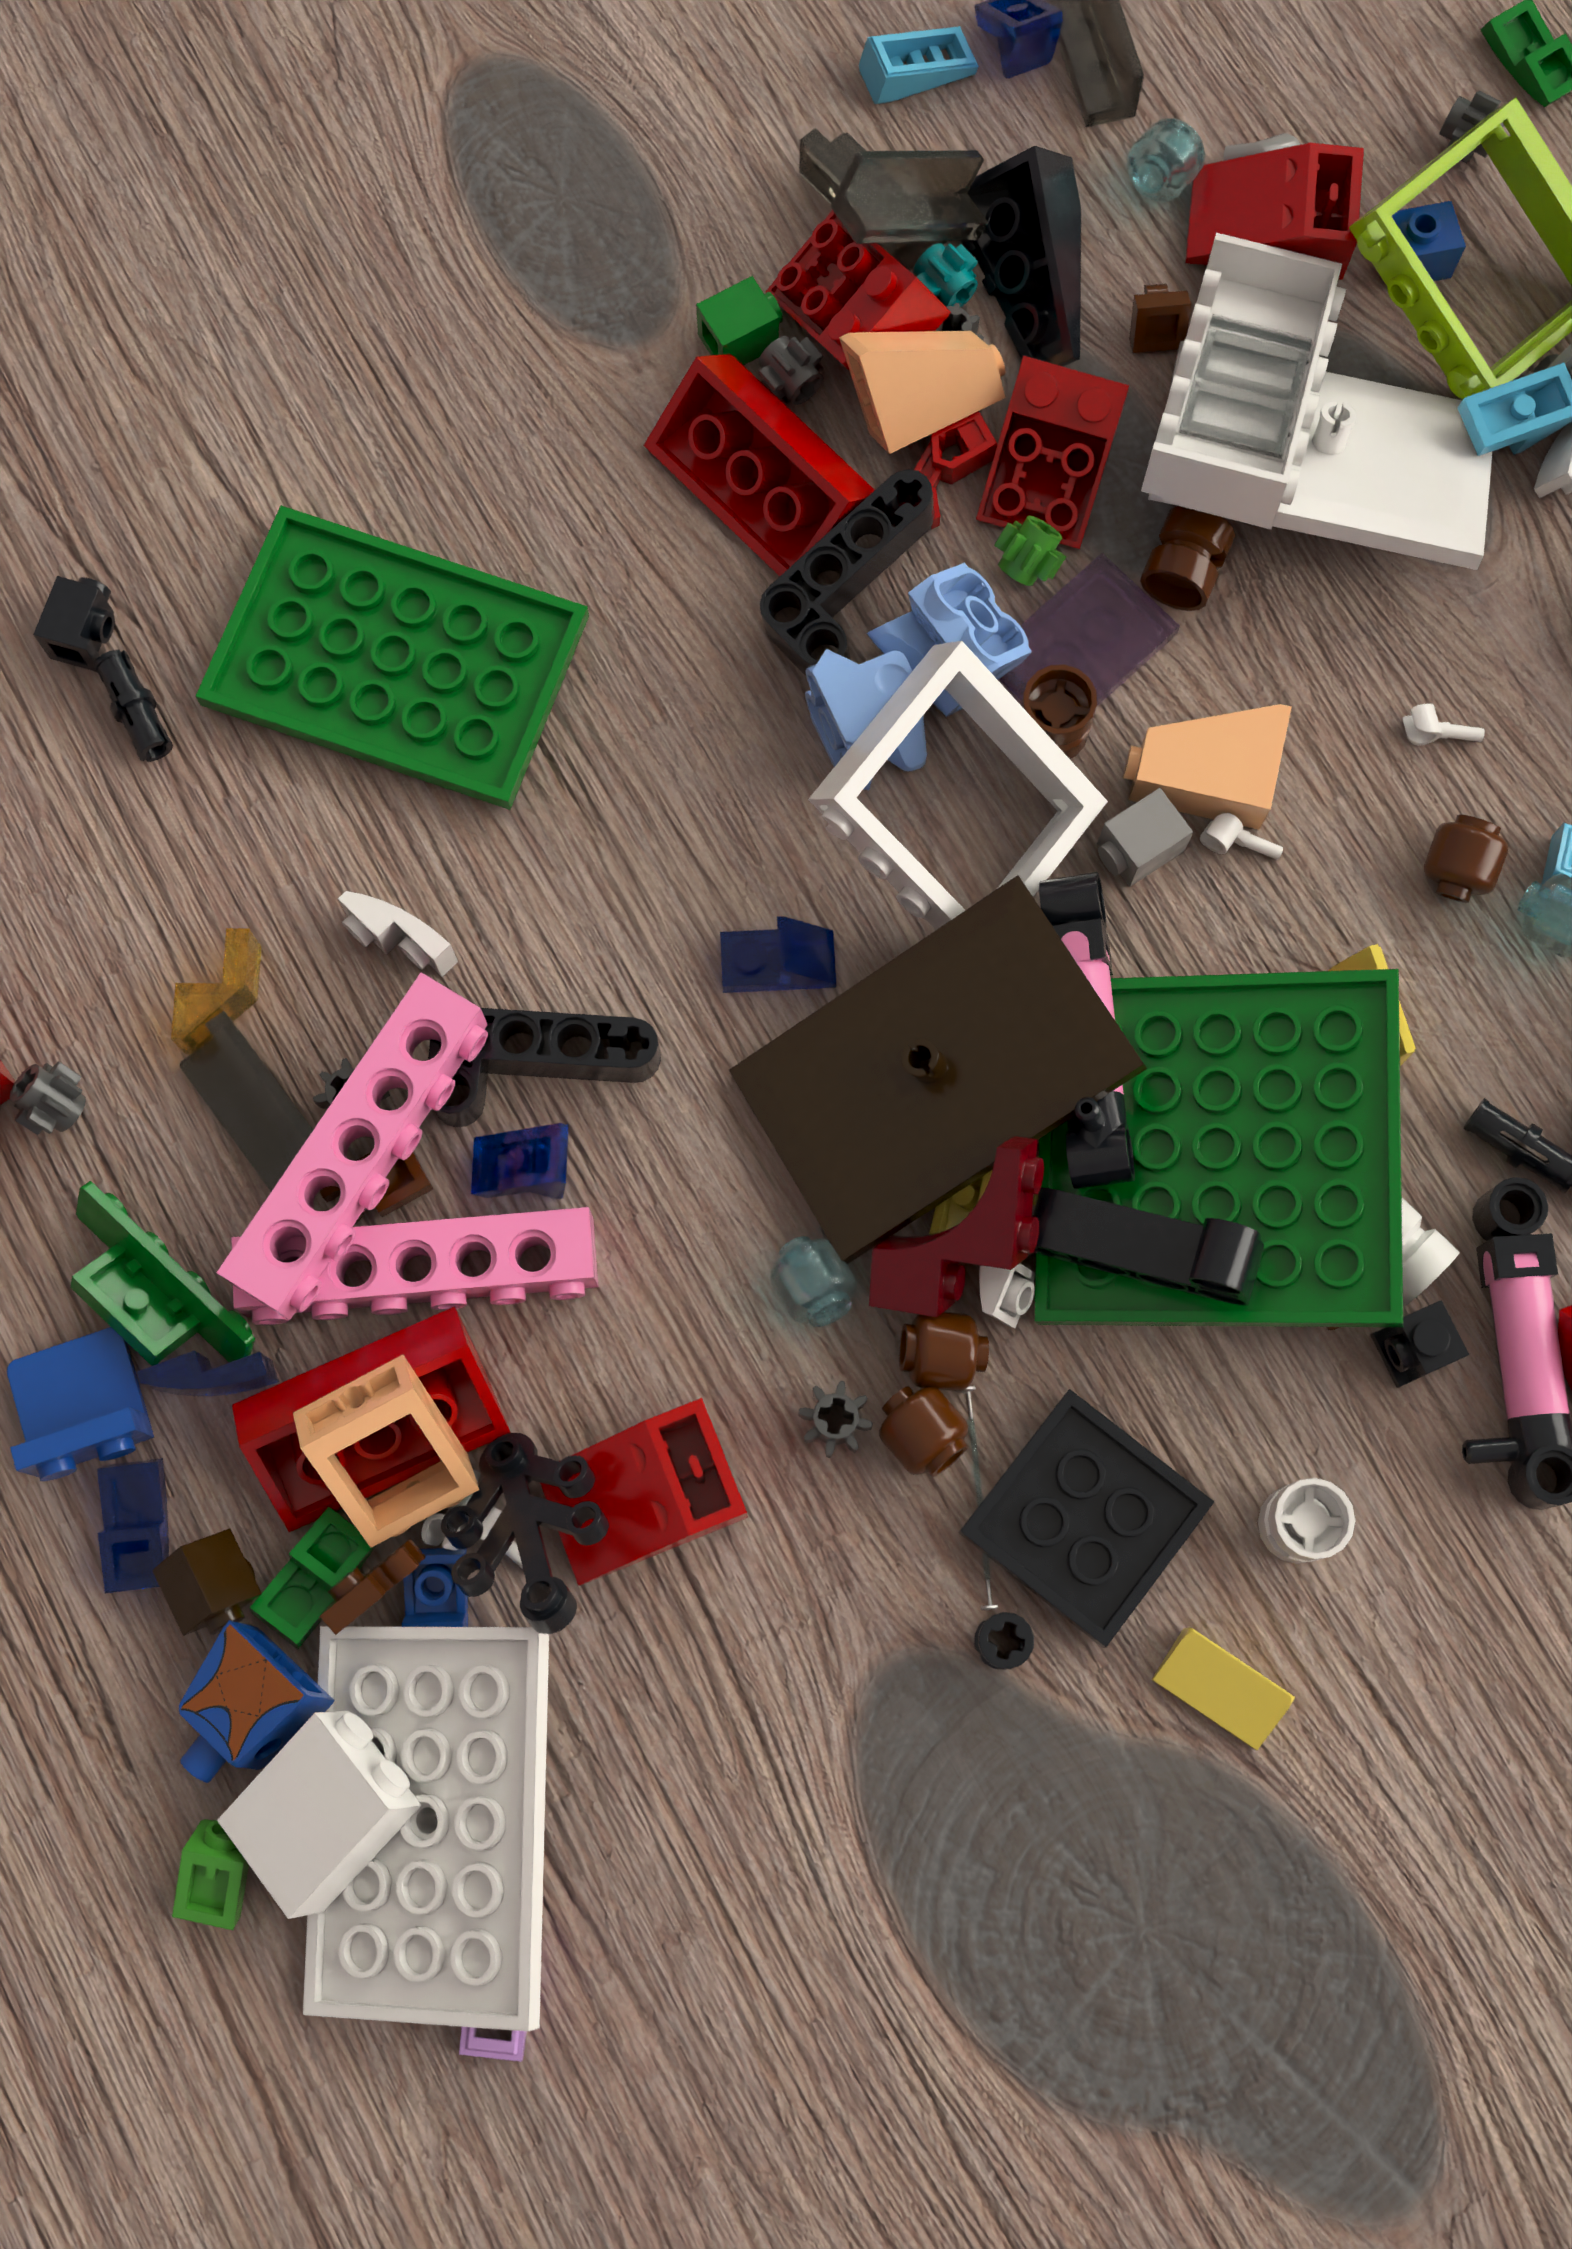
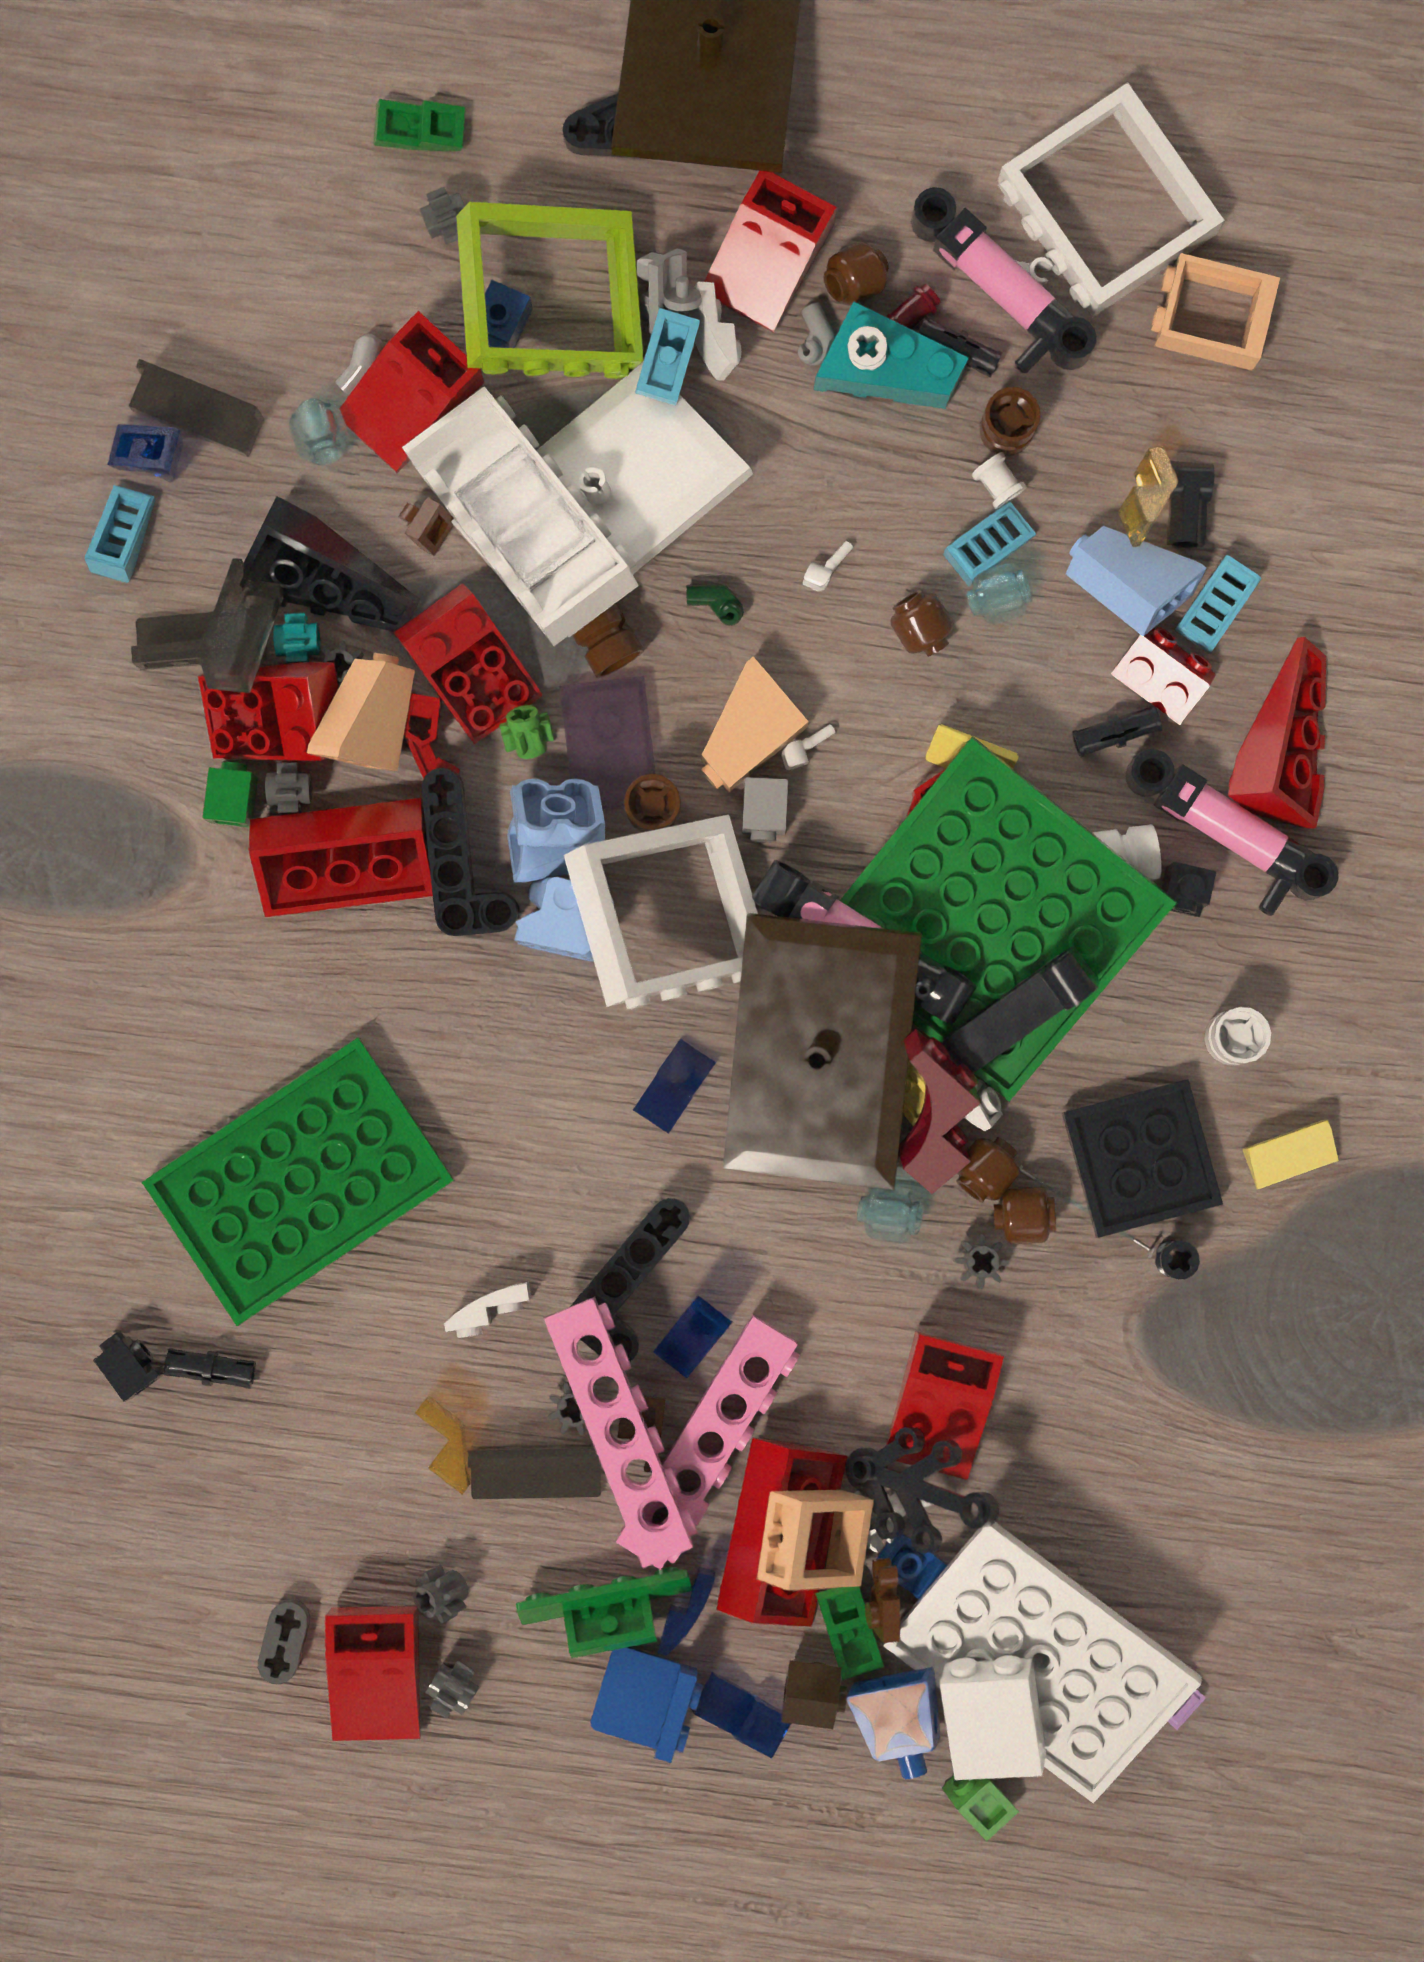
camera: 55 degrees left, 10 degrees up
(1318, 644) = (719, 599): none -> dark green arm

